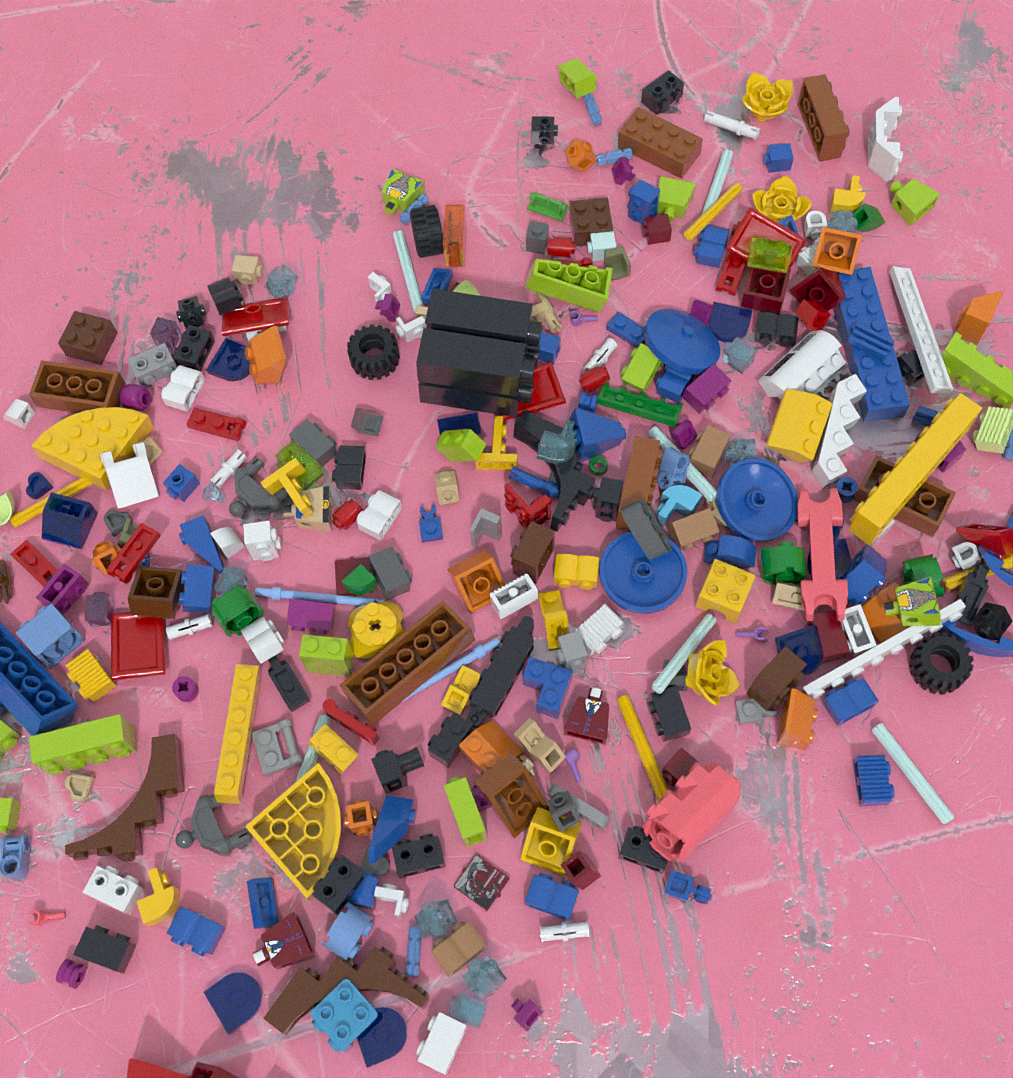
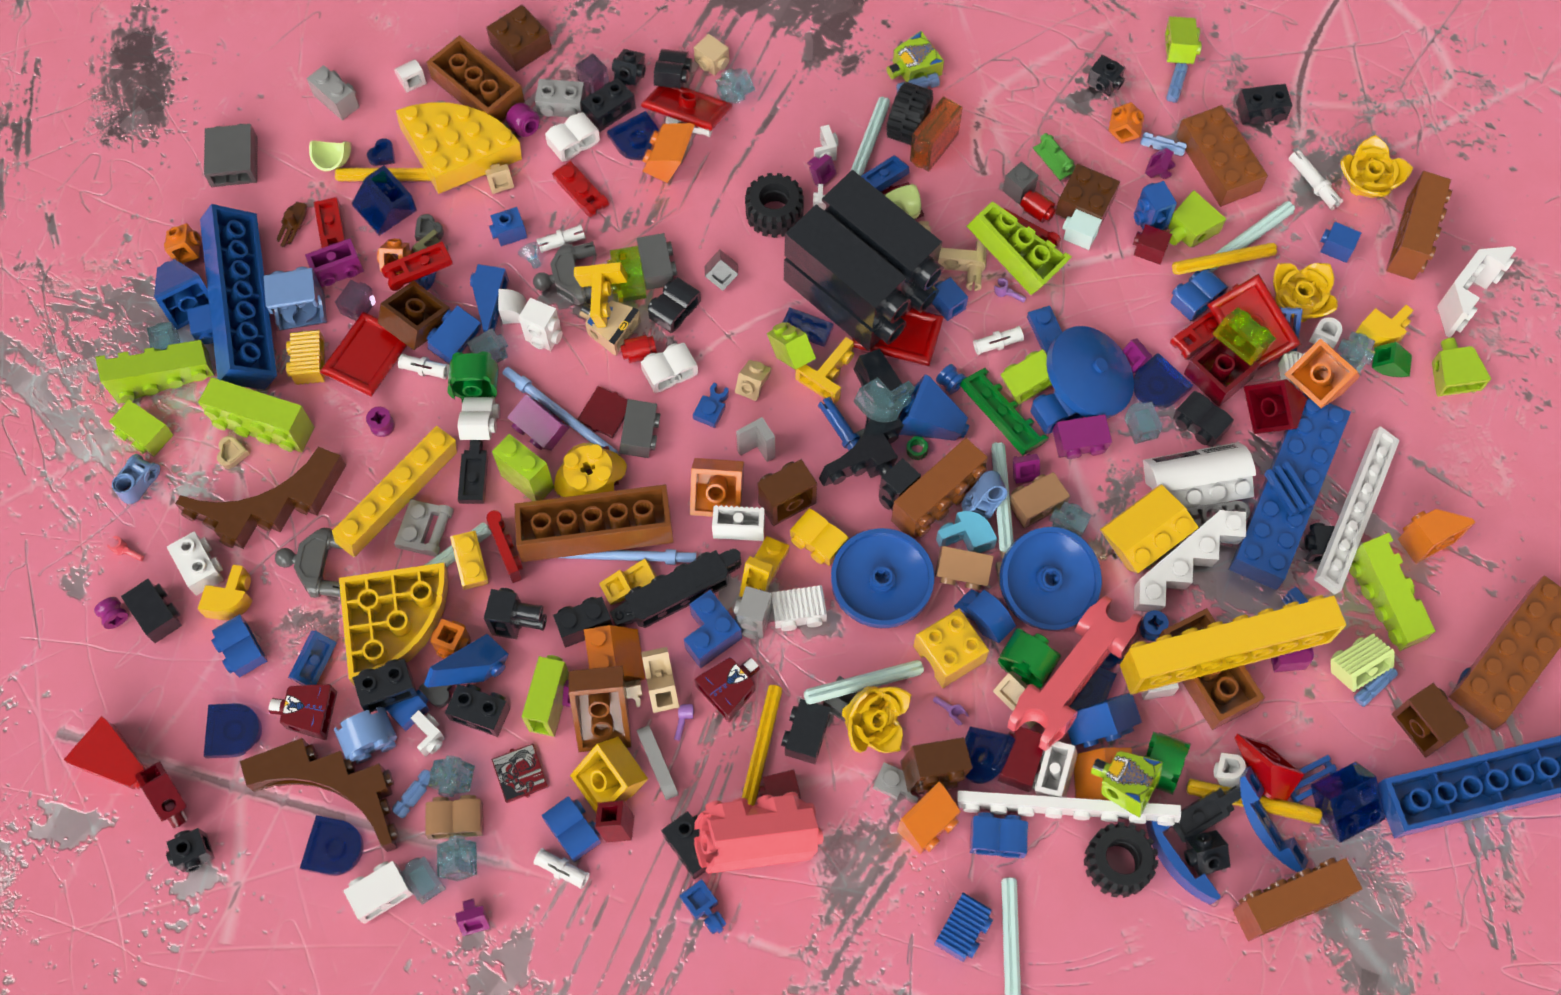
camera: 30 degrees right, 0 degrees up
(131, 478) = (464, 194): white flag -> none
(343, 1015) = (308, 806): dark azure bracket -> none
(360, 581) = (604, 419): green brick -> none
(537, 512) = (815, 454): red bracket -> none
(561, 804) = (637, 746): dark grey brick -> none
(594, 378) = (974, 358): red brick -> none
(619, 261) = (1084, 255): olive panel -> none
(646, 529) = (909, 536): dark grey beam -> none
(812, 315) = (1249, 426): red brick -> none

